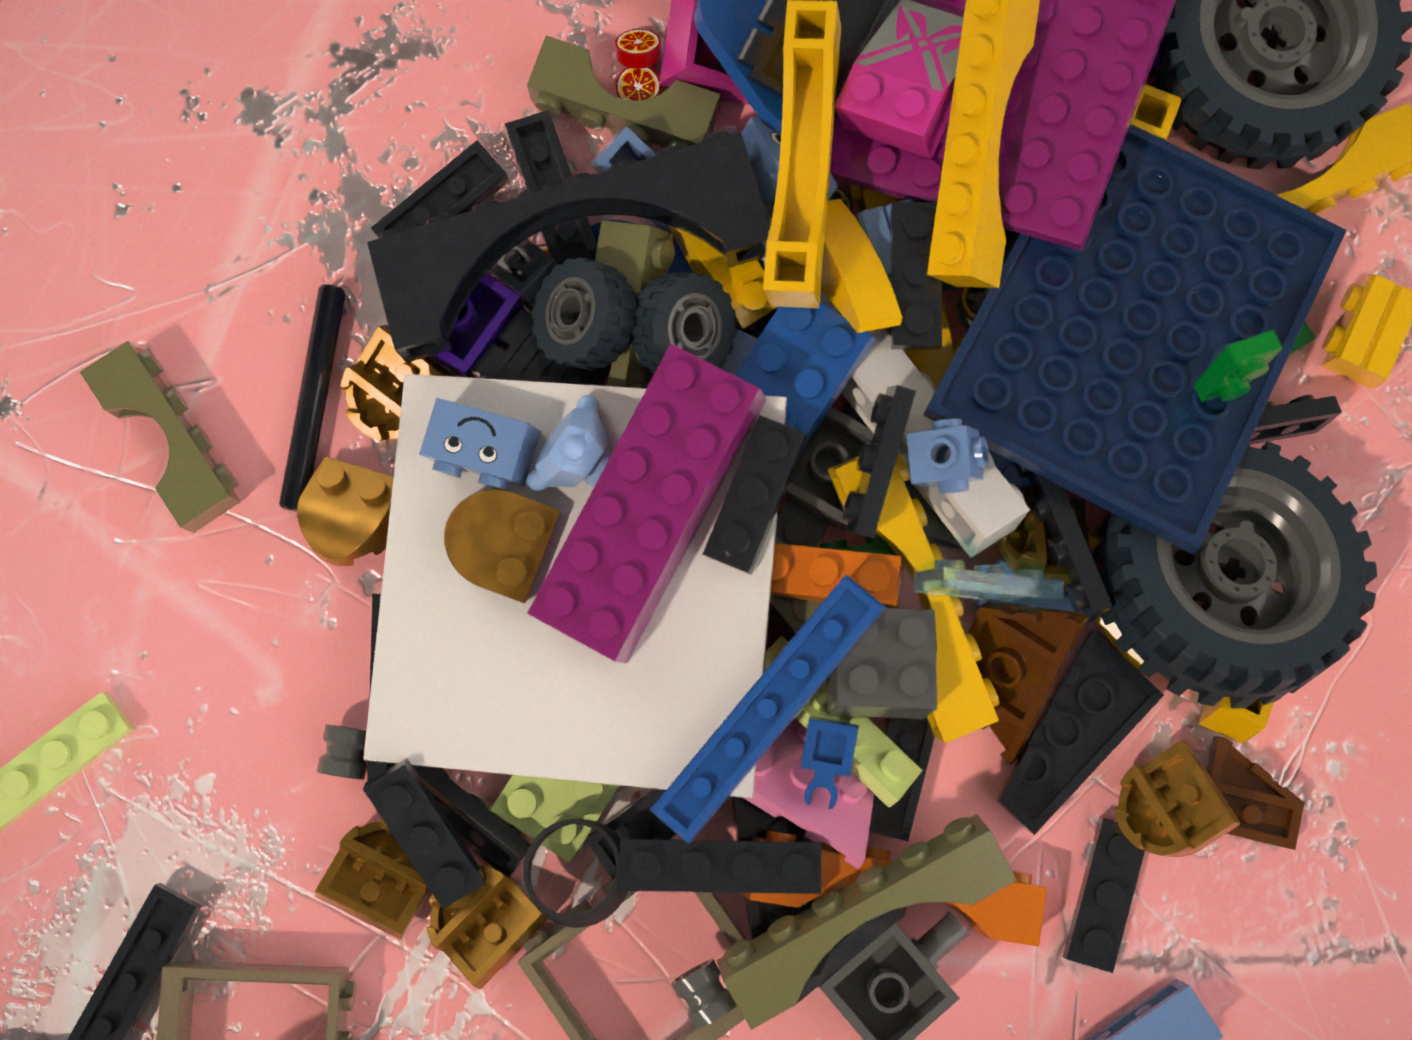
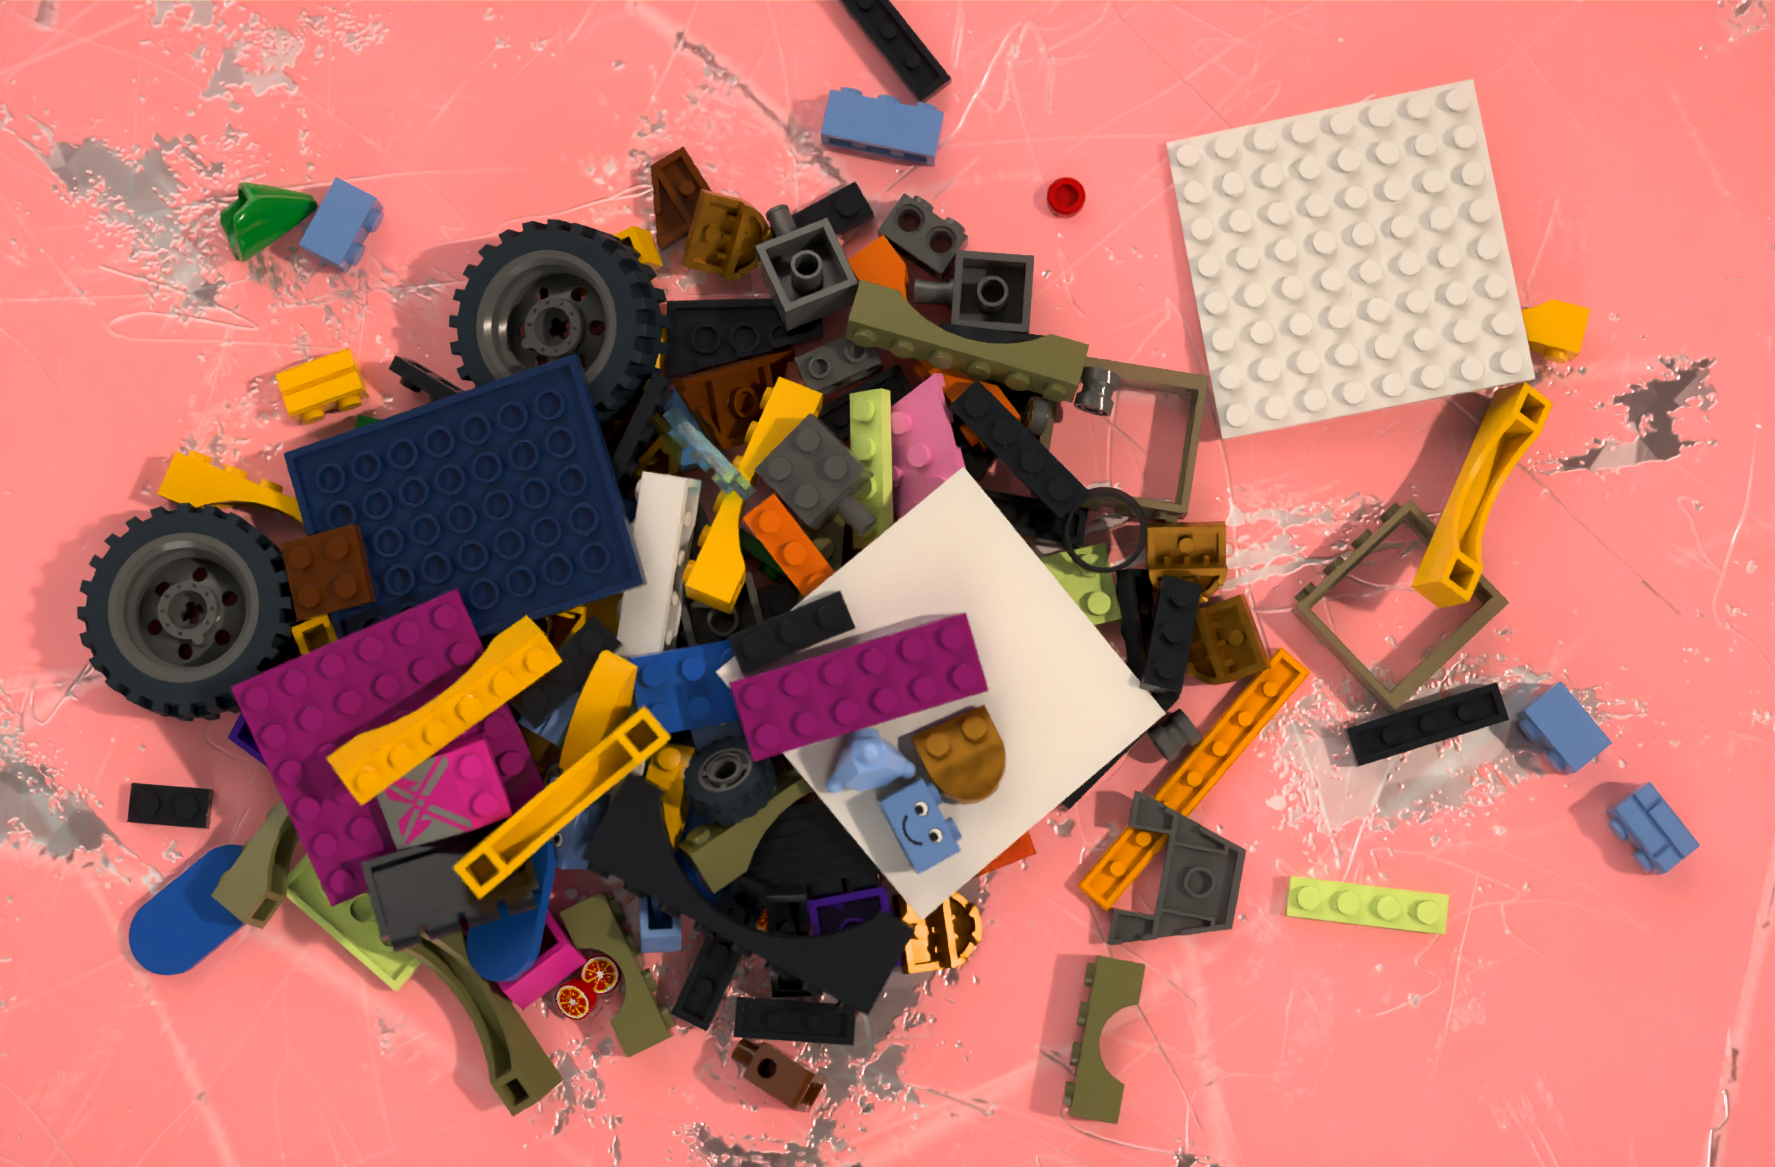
camera: 130 degrees left, 0 degrees up
(206, 643) = (1196, 881): none -> dark grey wing
(294, 733) = (1196, 775): none -> light orange tile
(312, 394) = (990, 975): black axle -> none
(345, 511) = (1036, 878): pearl gold slope -> none
(406, 144) = (793, 1081): none -> reddish brown torso
(583, 314) = (782, 844): black wheel -> none
(738, 916) = (1036, 415): none -> dark grey tile
(767, 708) = (904, 505): blue tile -> none
(829, 752) = (895, 451): blue plate -> none
(878, 460) = (702, 580): black plate -> none
(931, 458) = (674, 545): medium blue brick -> none
(958, 783) = (837, 366): none -> dark grey brick
(1001, 968) = (916, 244): none -> dark grey brick
(1075, 843) = (804, 269): none -> dark grey brick
(1201, 167) = (328, 572): none -> reddish brown plate
(1237, 367) = (449, 428): green plate -> none

